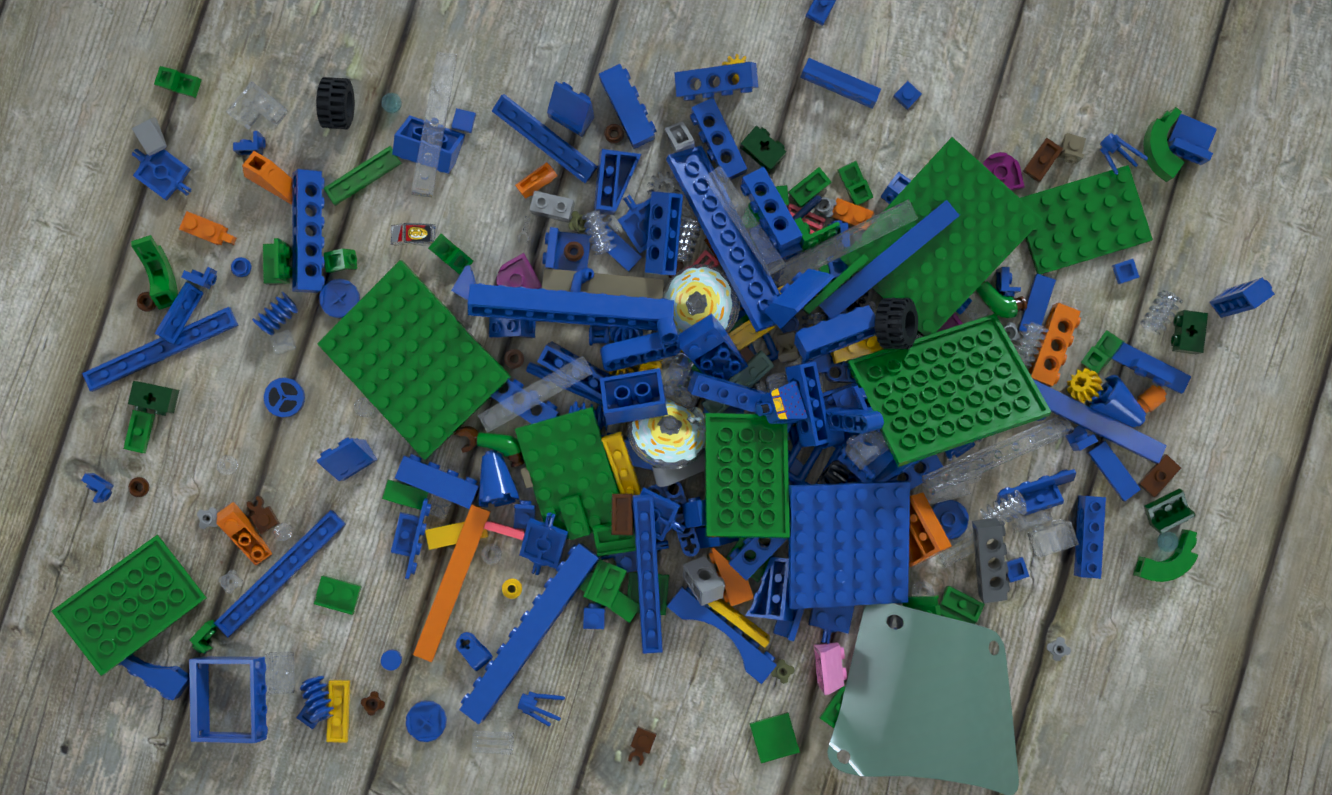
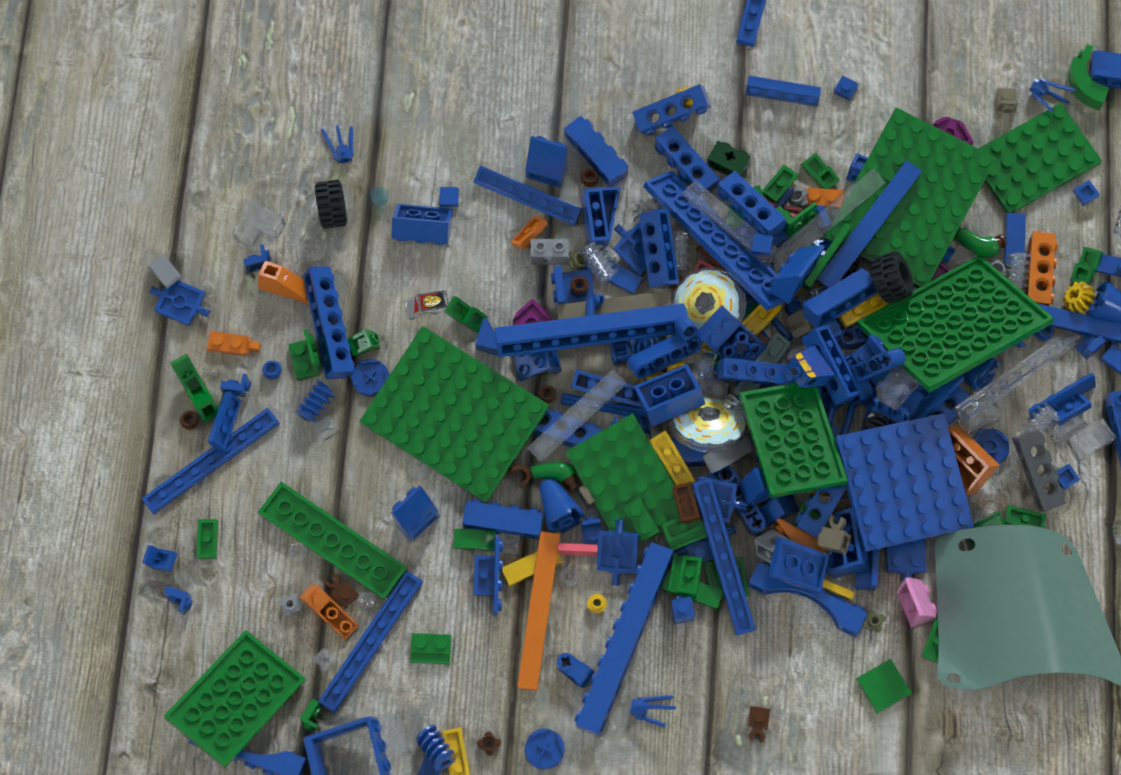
camera: 10 degrees left, 15 degrees down
(86, 441) = (159, 558): none -> blue bracket
(133, 487) = (217, 585): reddish brown plate -> none
(141, 398) = (207, 498): dark green brick -> none
(177, 81) = (177, 221): green slope -> none
(263, 462) = (332, 540): none -> green plate
(284, 397) = (338, 477): blue tile -> none
(362, 176) = (366, 265): green tile -> none
(363, 46) = (342, 153): none -> blue plant
(391, 659) = (497, 698): blue tile -> none
(434, 125) = (426, 202): clear tile -> none
(679, 137) = (651, 167): light grey slope -> none
(718, 606) = (798, 565): none -> blue tile
(761, 586) = (834, 538): none -> dark tan brick
(770, 257) = (762, 244): none -> blue tile
(1003, 279) = (978, 225): blue bracket -> none
(1042, 160) = (983, 115): reddish brown plate -> none

